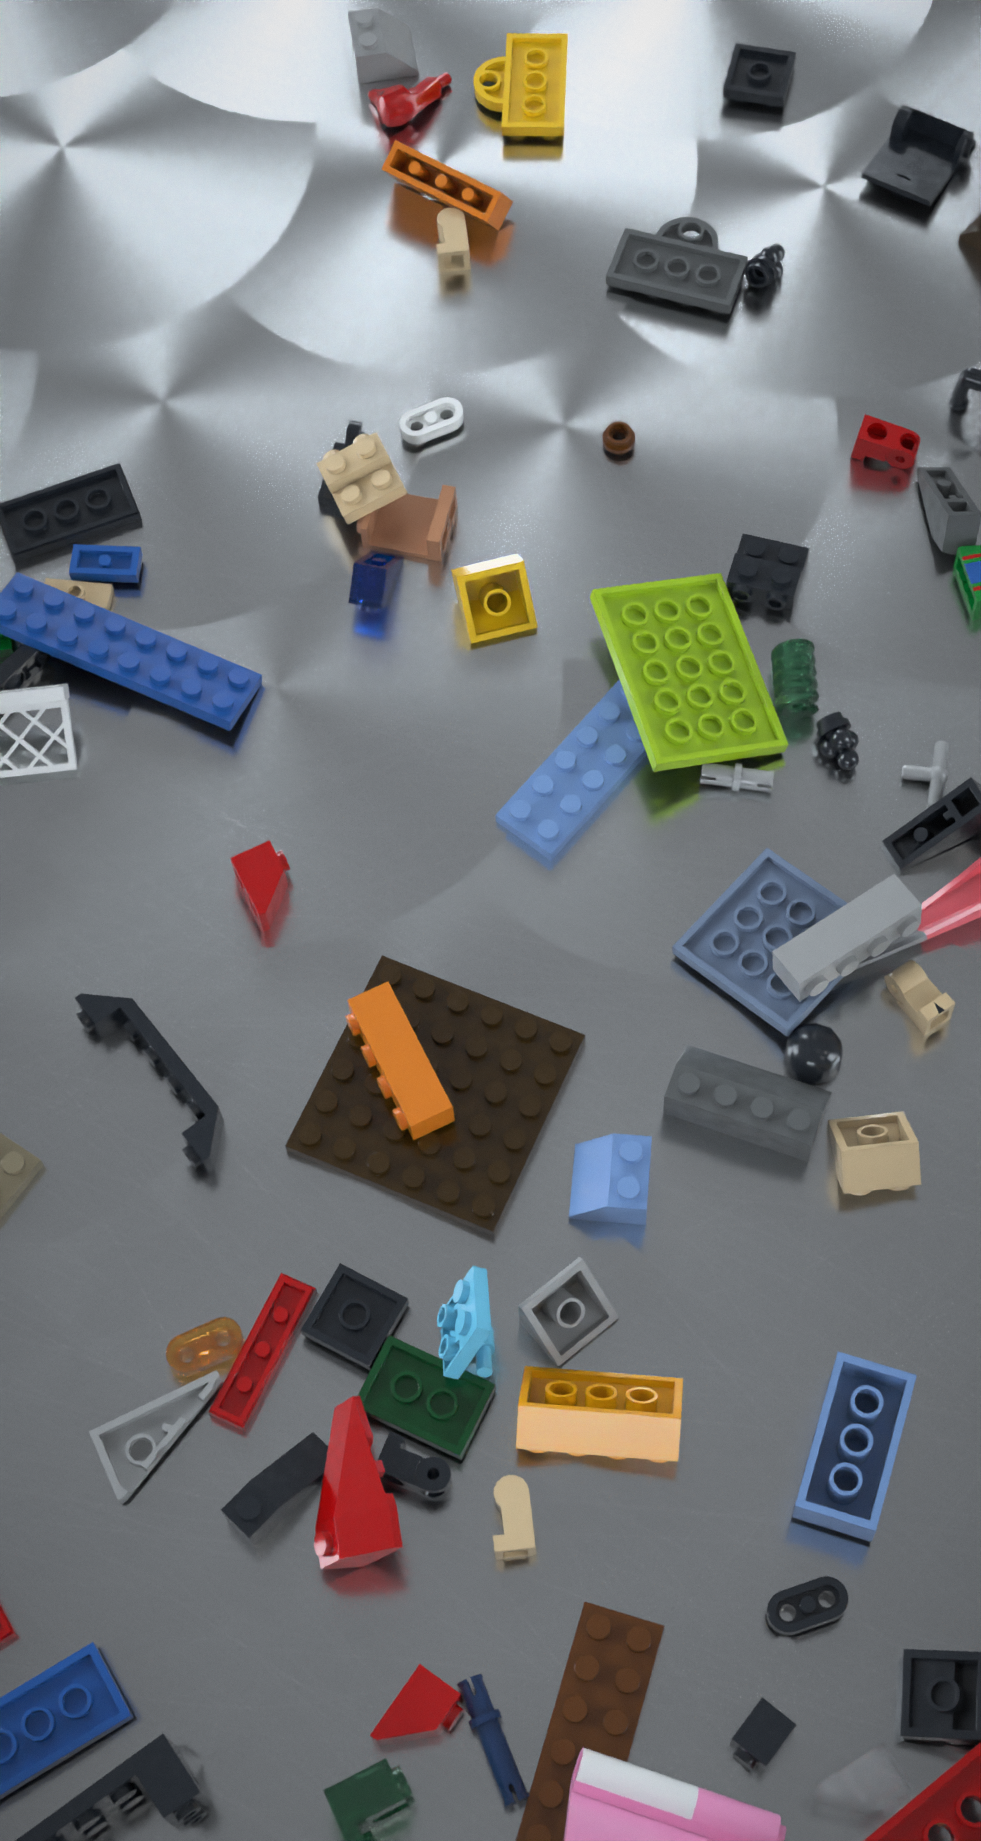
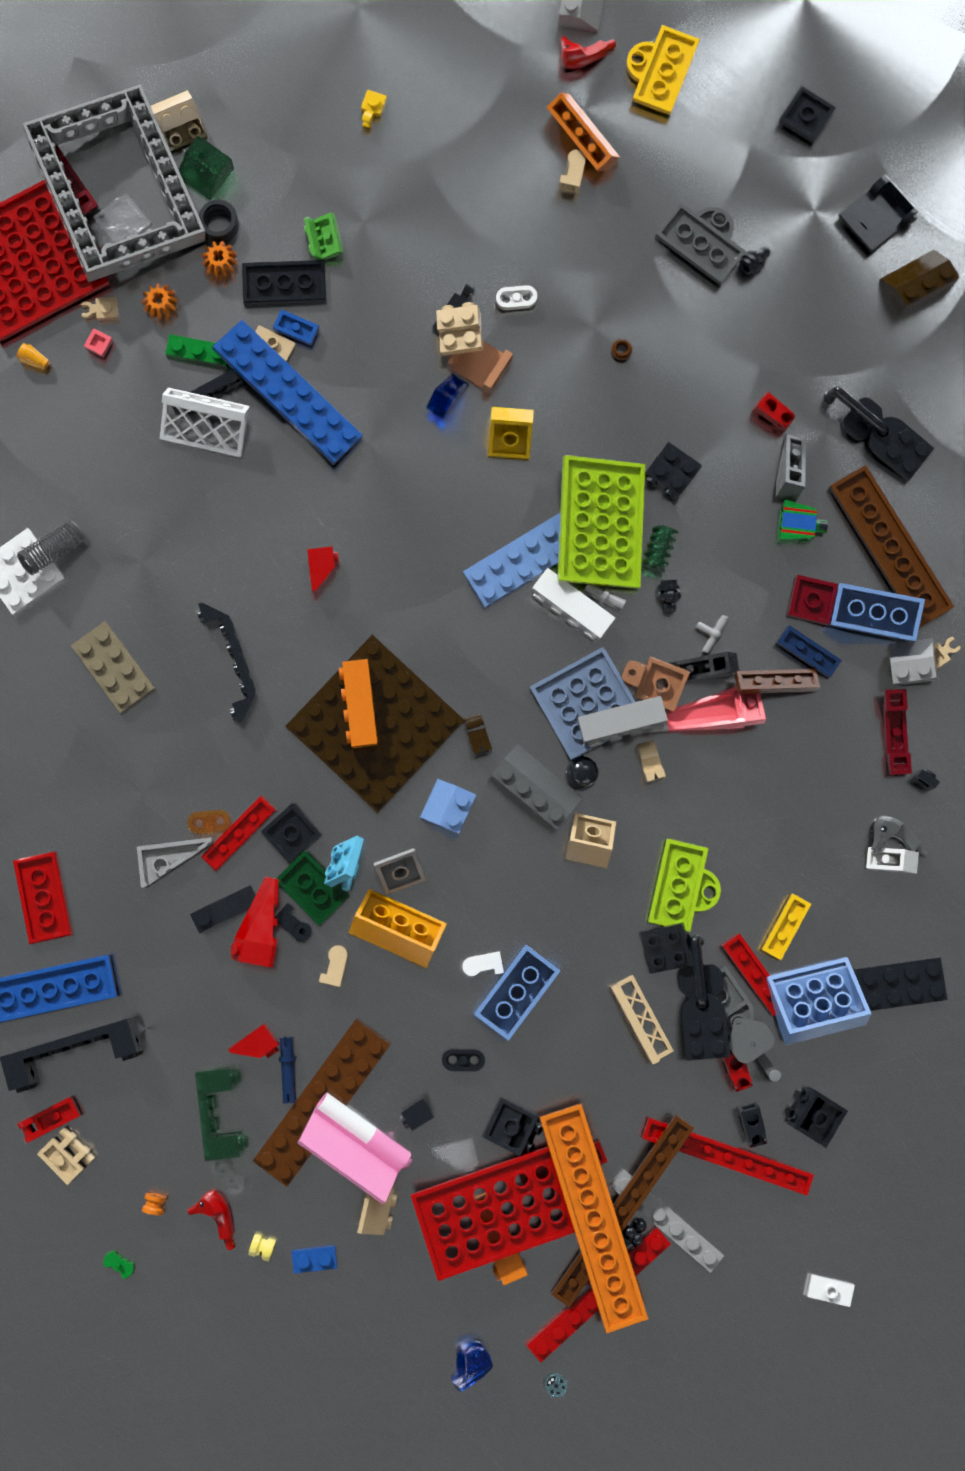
camera: 10 degrees right, 20 degrees up
(108, 432) = (323, 236): none -> bright green bracket
(123, 253) = (372, 106): none -> yellow plate
(616, 1051) = (477, 734): none -> dark brown leg
(692, 804) = (572, 604): none -> white brick
(774, 1420) = (475, 964): none -> white leg
(866, 851) = (648, 675): none -> nougat plate

